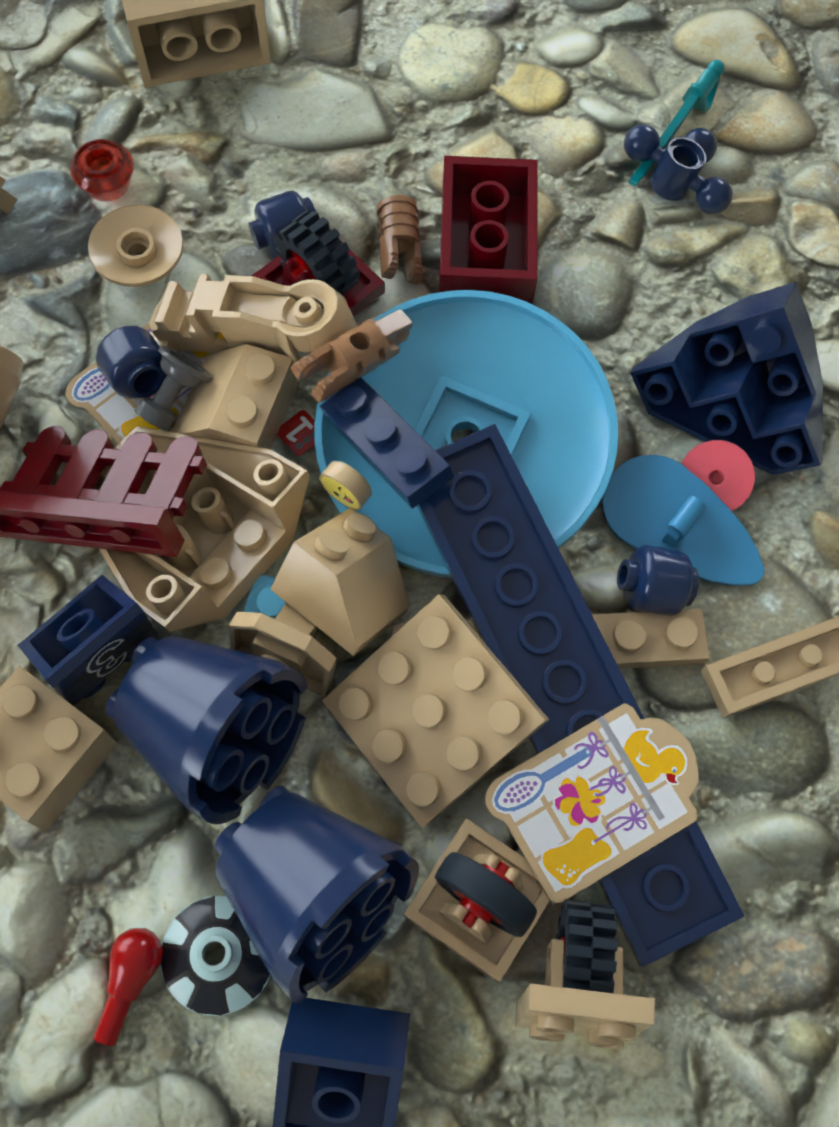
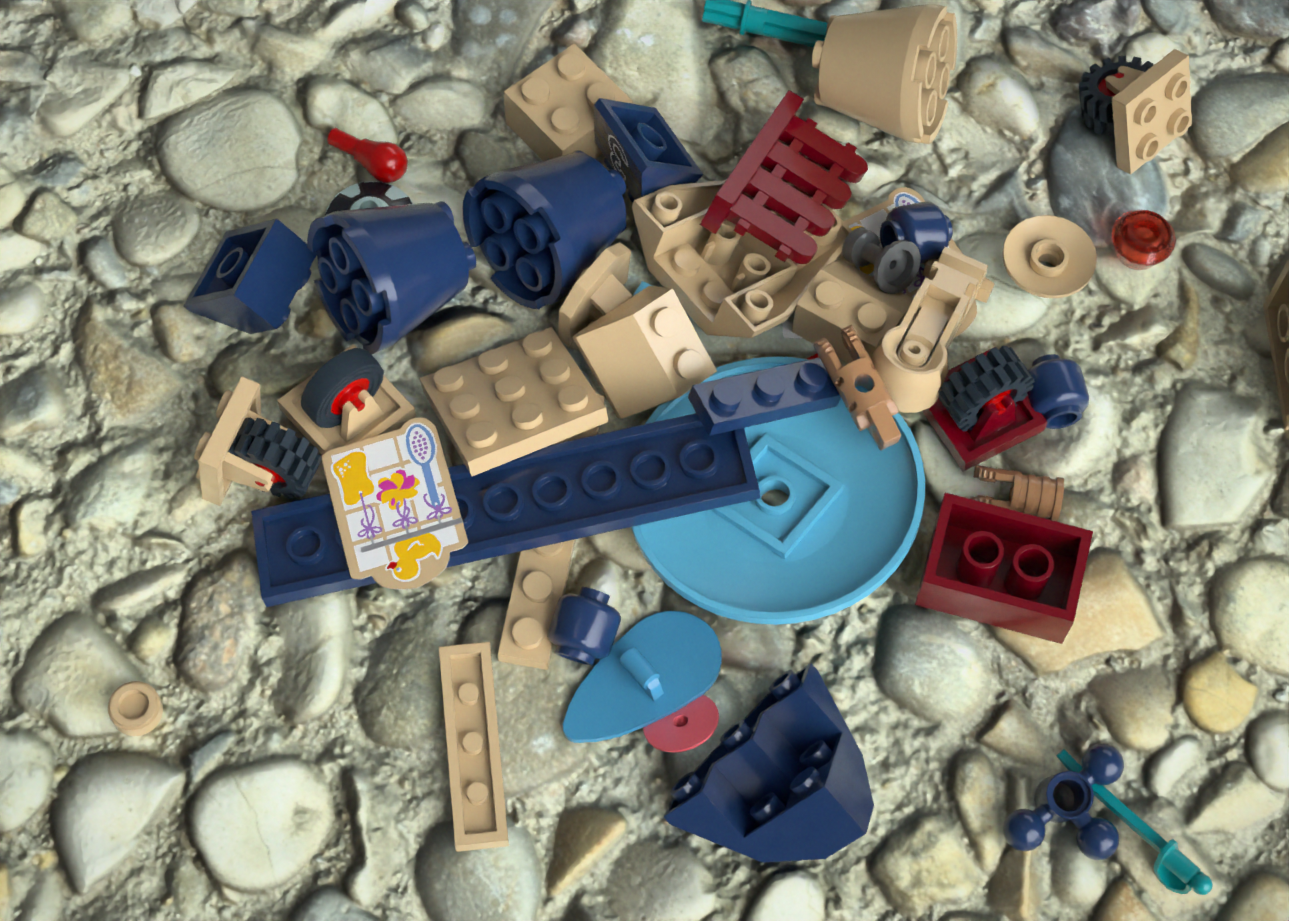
camera: 105 degrees right, 5 degrees down
(345, 485) = (735, 360): tan tile -> none

